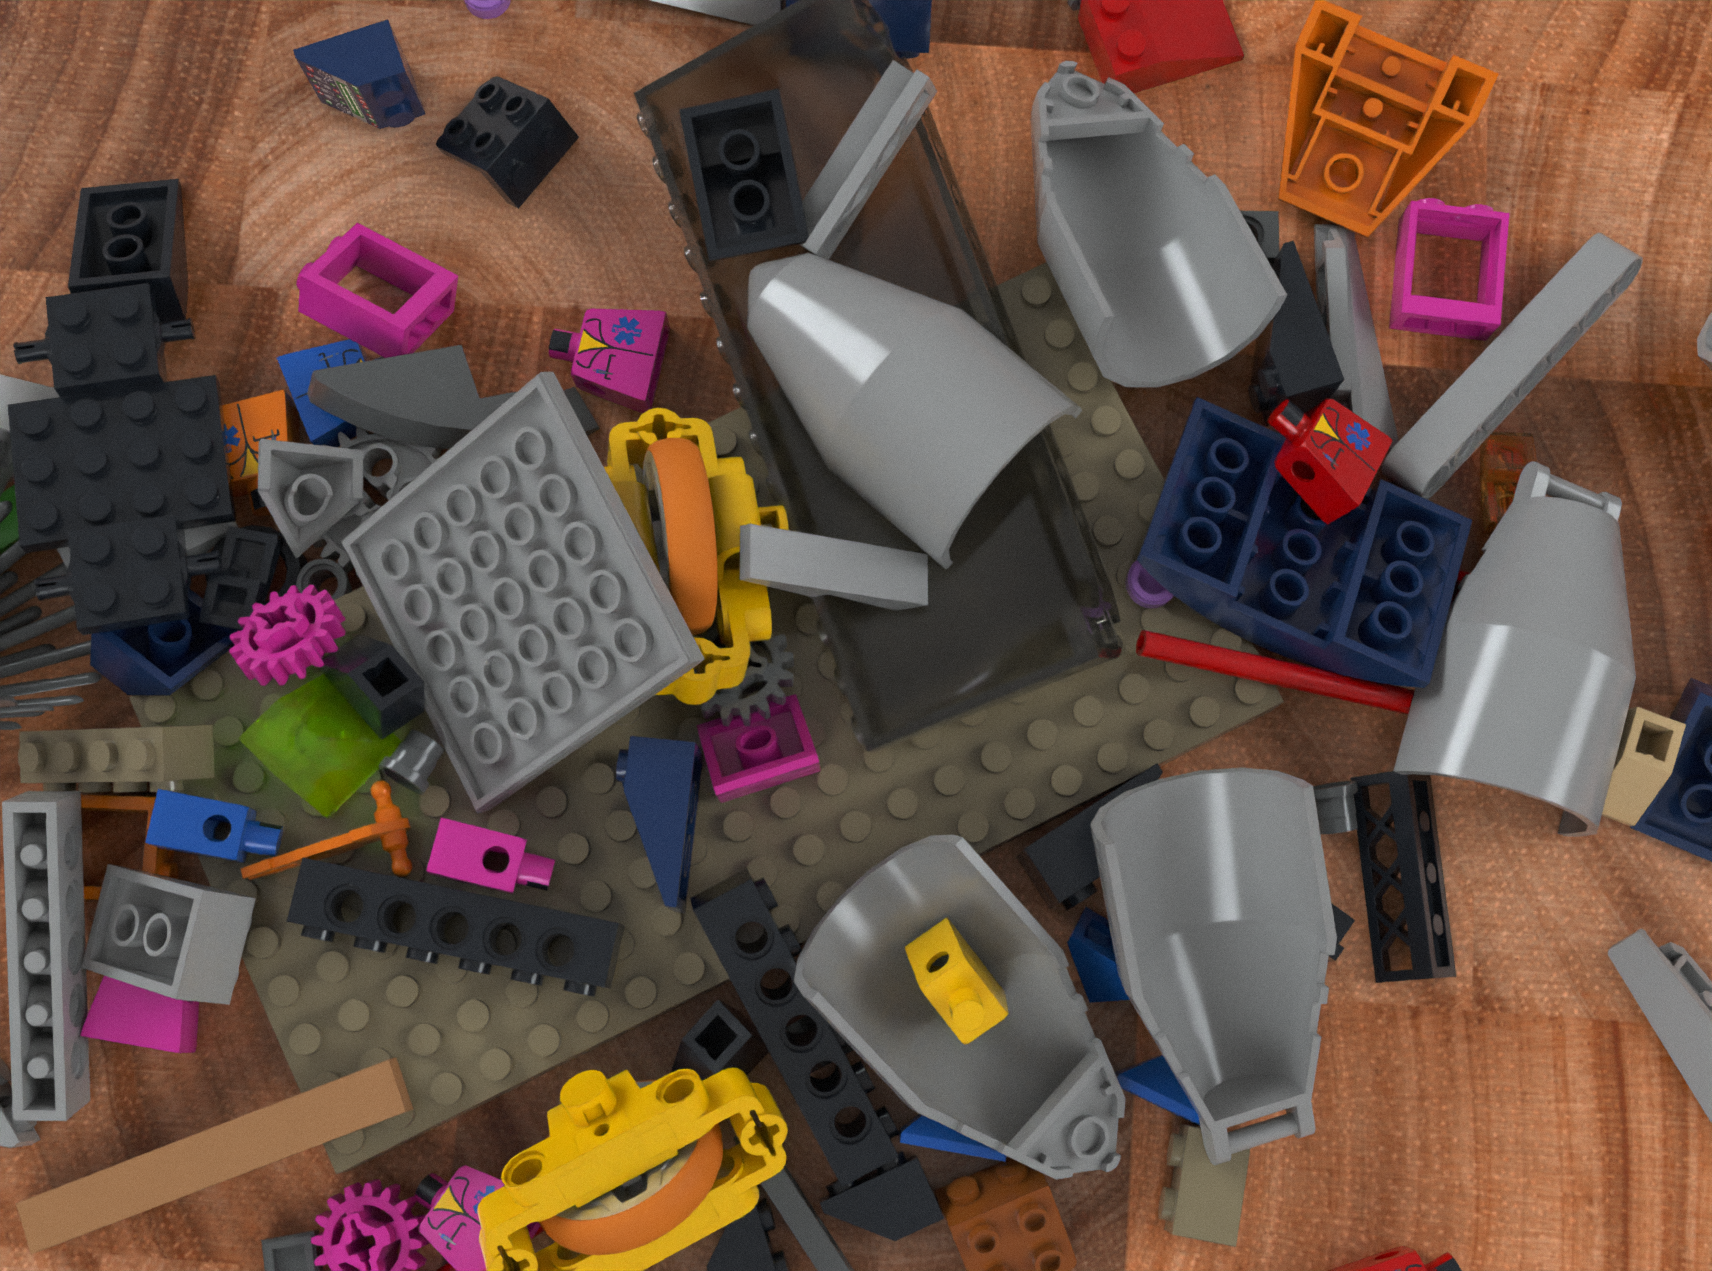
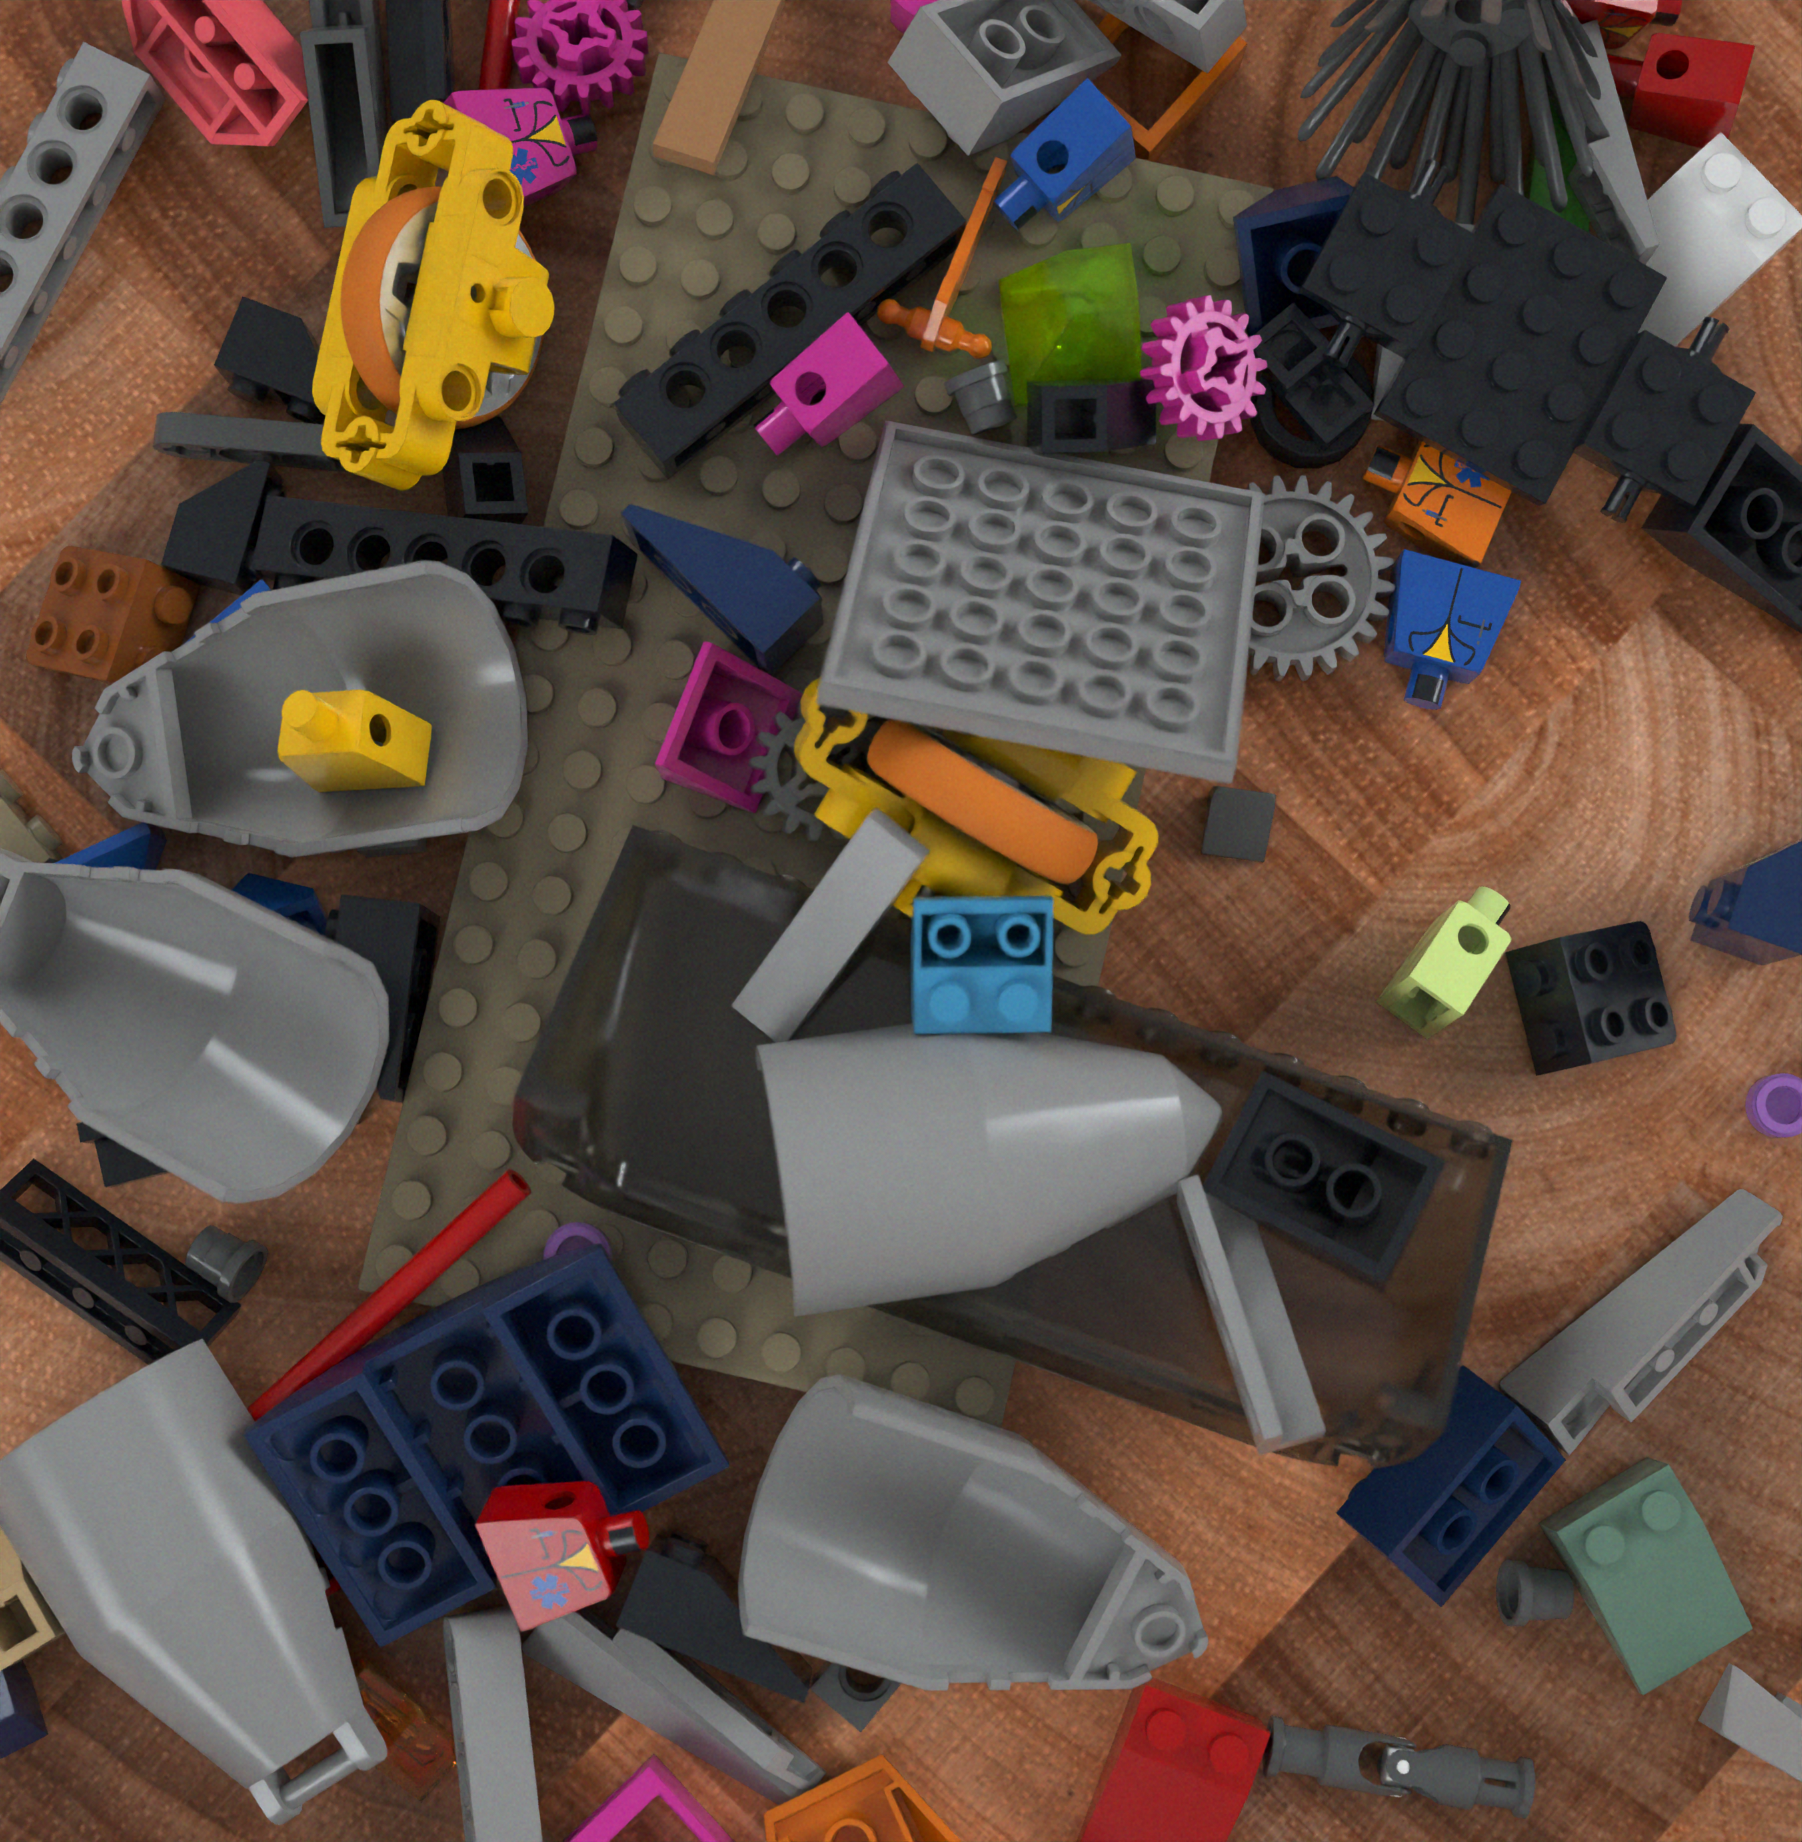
camera: 125 degrees right, 5 degrees up
(117, 755) = (1216, 133): dark tan brick -> none
(308, 487) = (1350, 506): light grey slope -> none
(318, 571) = (1251, 440): dark grey piece -> none
(363, 321) = (1453, 702): dark pink window -> none
(407, 397) = (1352, 689): dark grey slope -> none
(553, 226) = (1449, 964): none -> yellowish green torso
(616, 354) = (1260, 924): dark pink torso -> none
(785, 454) = (981, 964): none -> dark azure slope

